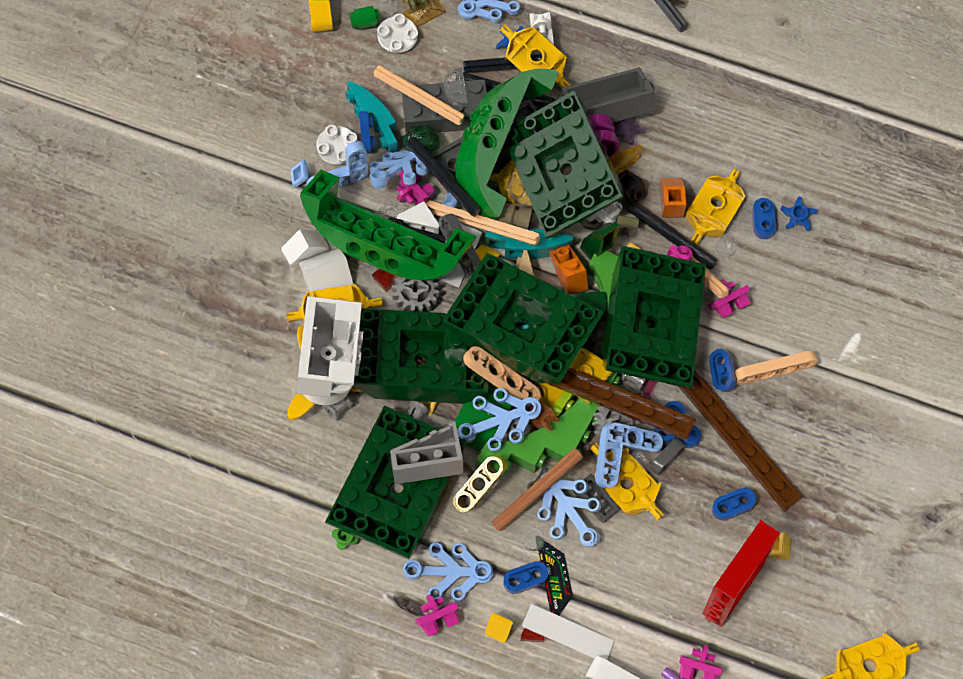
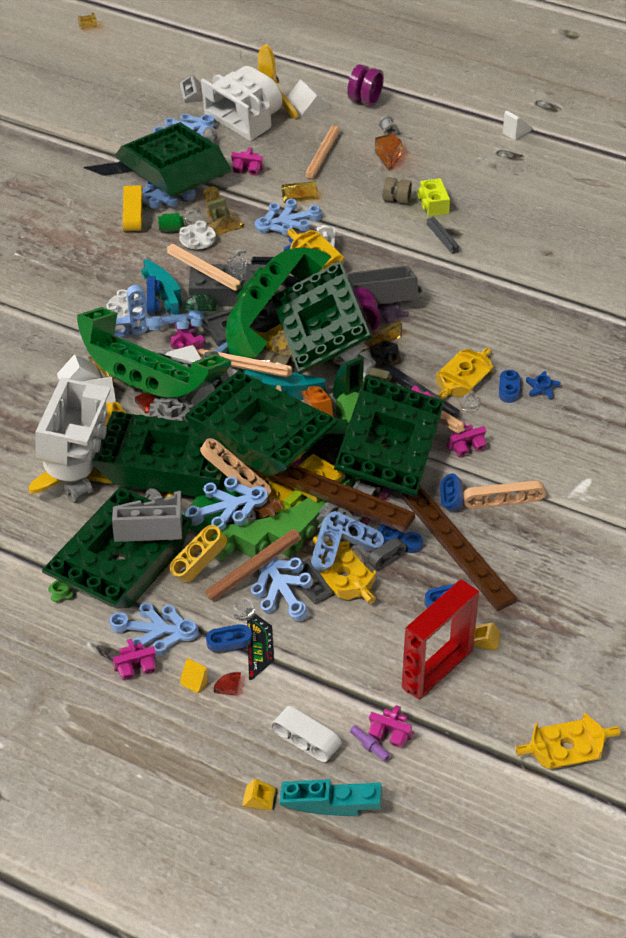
camera: 10 degrees right, 20 degrees down
(443, 176) = (213, 325): black axle -> none
(567, 632) = (260, 686): white sticker -> none
(672, 197) = (424, 363): orange slope -> none

